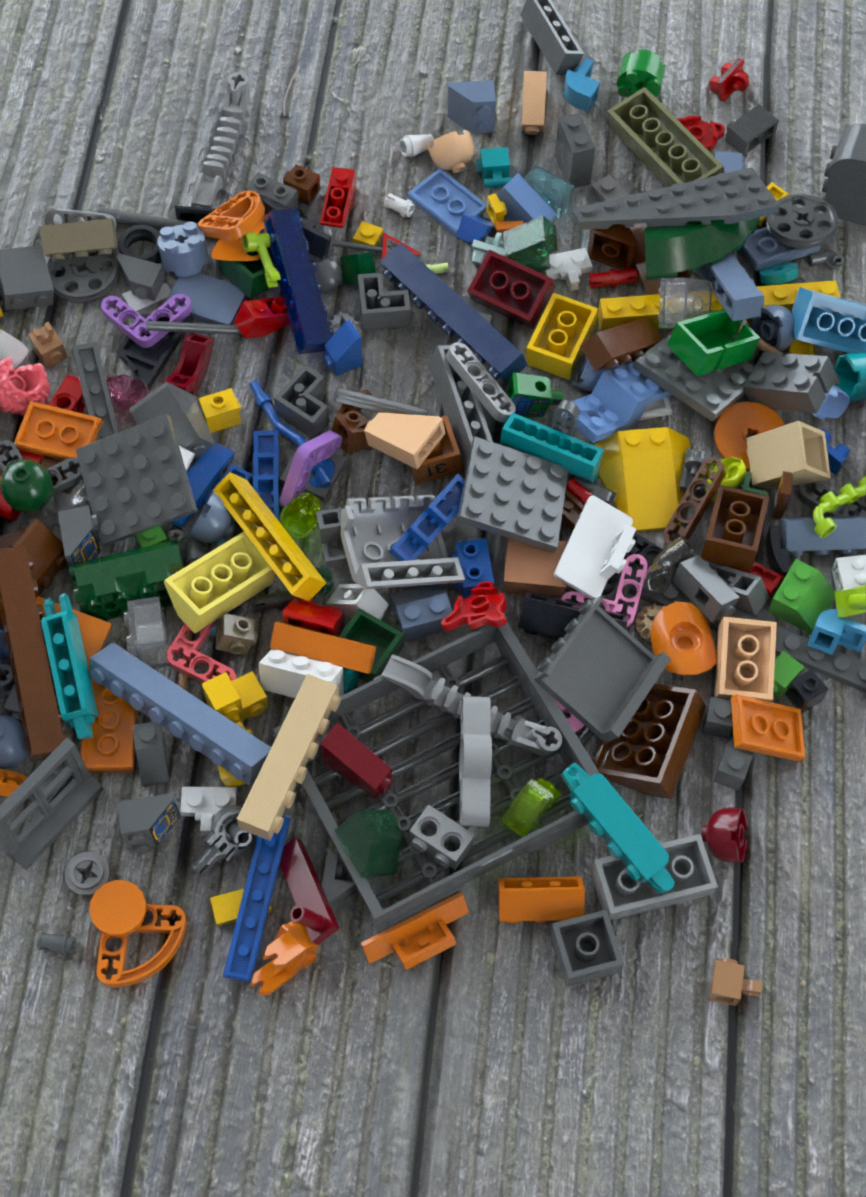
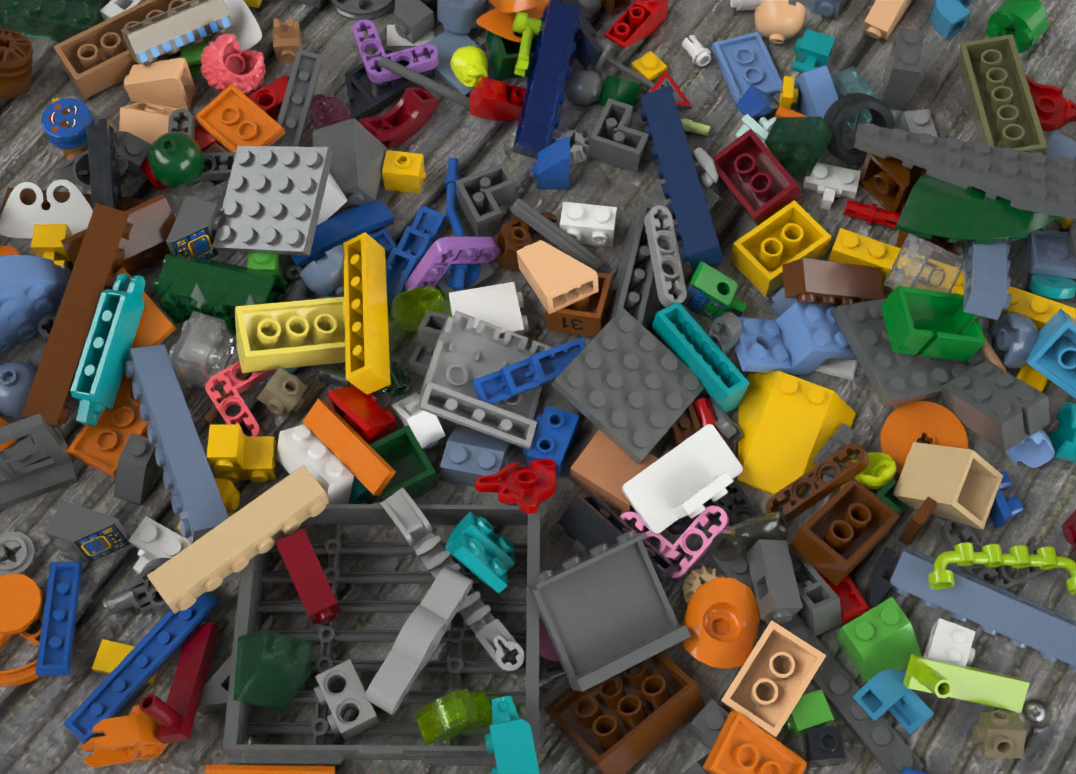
camera: 30 degrees right, 0 degrees up
(166, 899) = (59, 619): none -> blue tile
(221, 298) = (469, 65): none -> neon yellow hair
(362, 482) = (492, 304): none -> white brick
(400, 383) = (589, 223): none -> white brick
(476, 301) = (707, 163): none -> light grey arm
(479, 674) = (482, 551): none -> teal brick
(551, 207) = (838, 115): none -> black tyre

